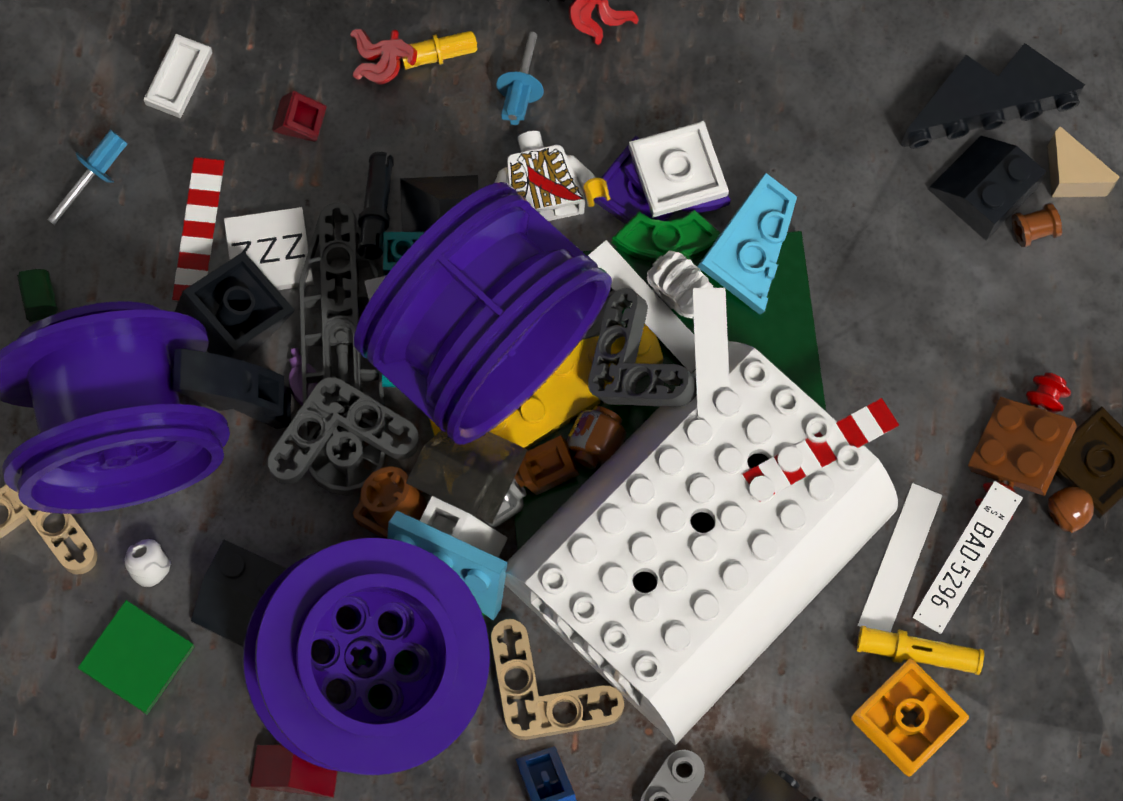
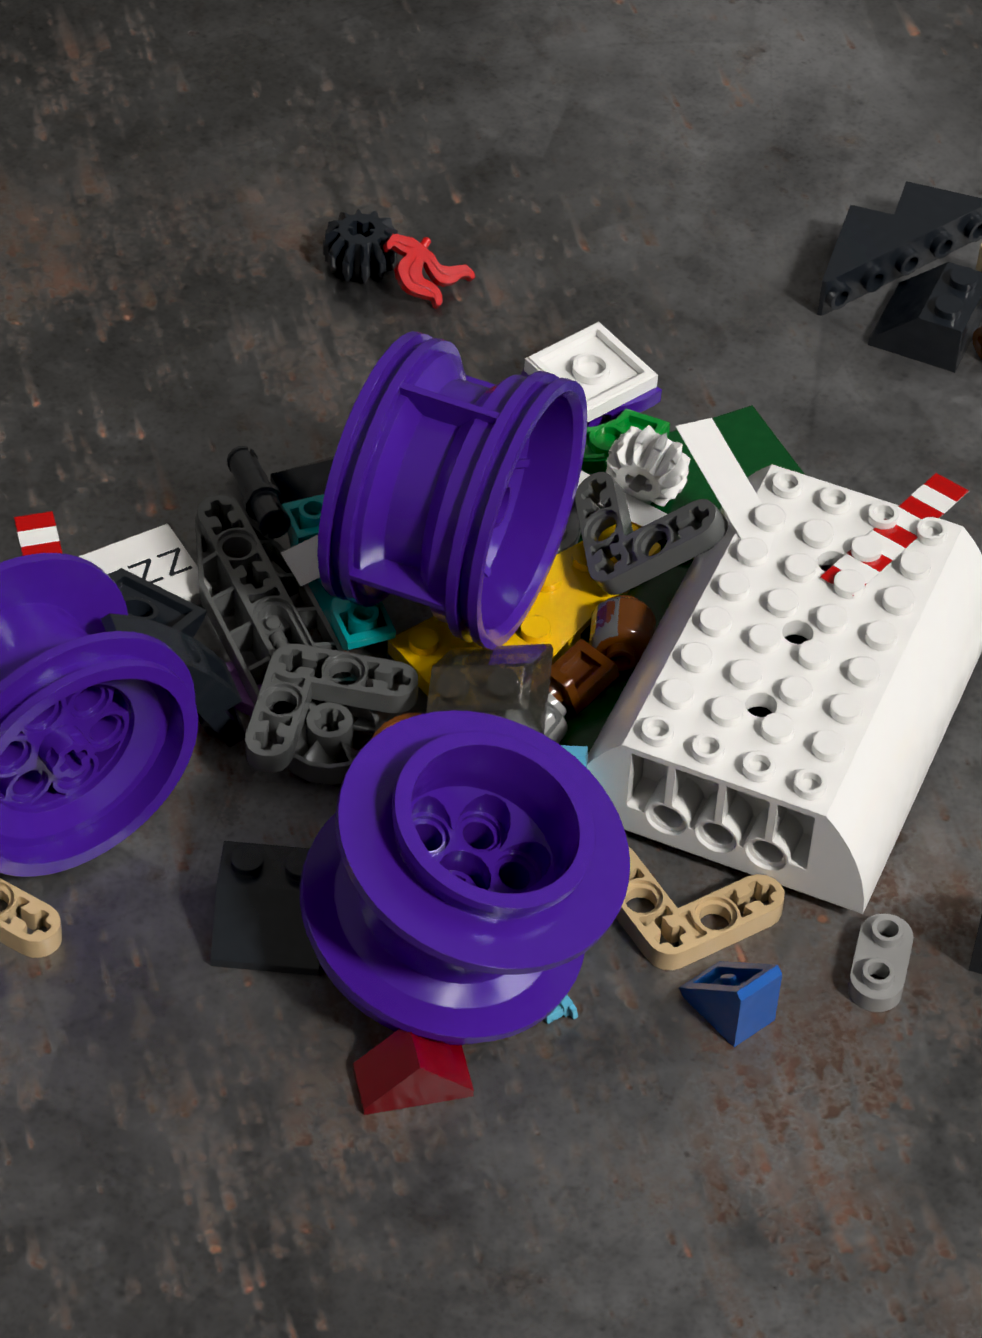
camera: 20 degrees left, 25 degrees down
(136, 657) = (158, 1015): green tile -> none
(147, 562) = (131, 909): white piece -> none
(299, 117) = (124, 447): dark red slope -> none
(391, 52) = (208, 358): red piece -> none
(443, 48) = (259, 348): yellow axle -> none
(520, 87) = (366, 347): dark azure piece -> none
(750, 244) = (704, 392): medium azure wing -> none

